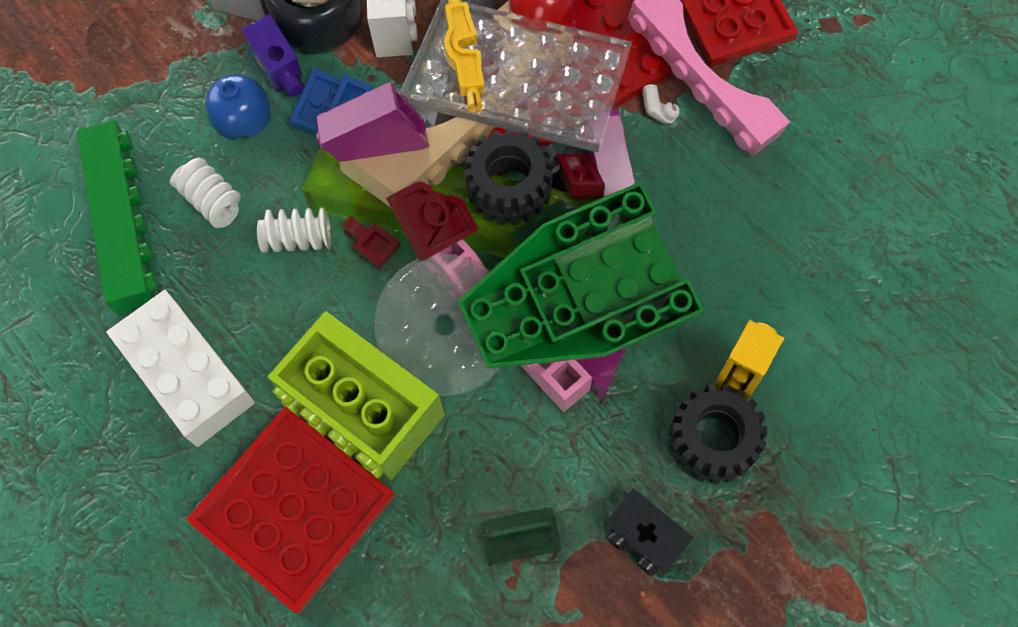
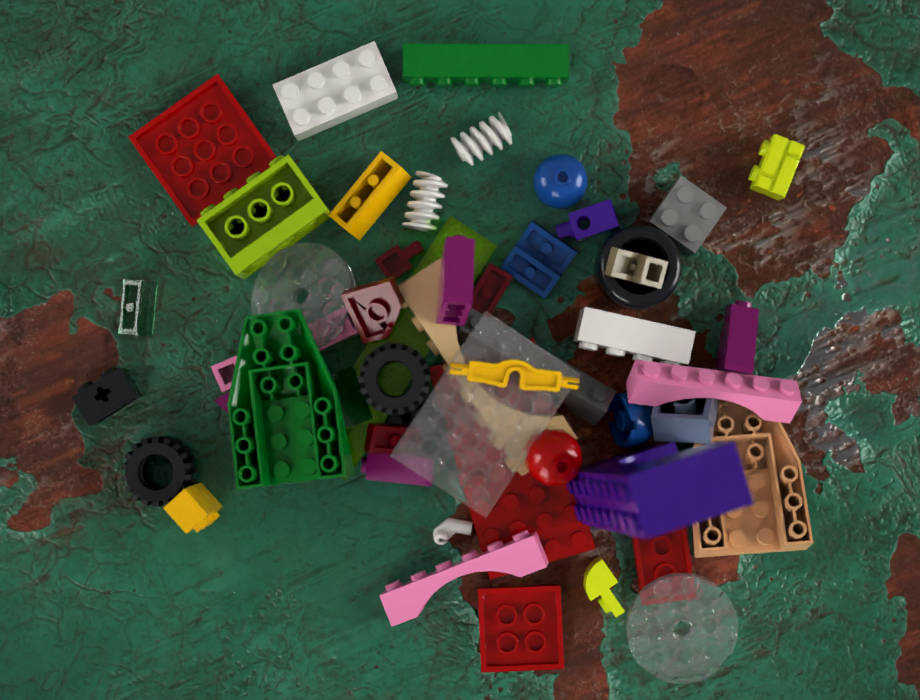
camera: 105 degrees right, 20 degrees up
(299, 287) = (370, 195): none -> yellow brick

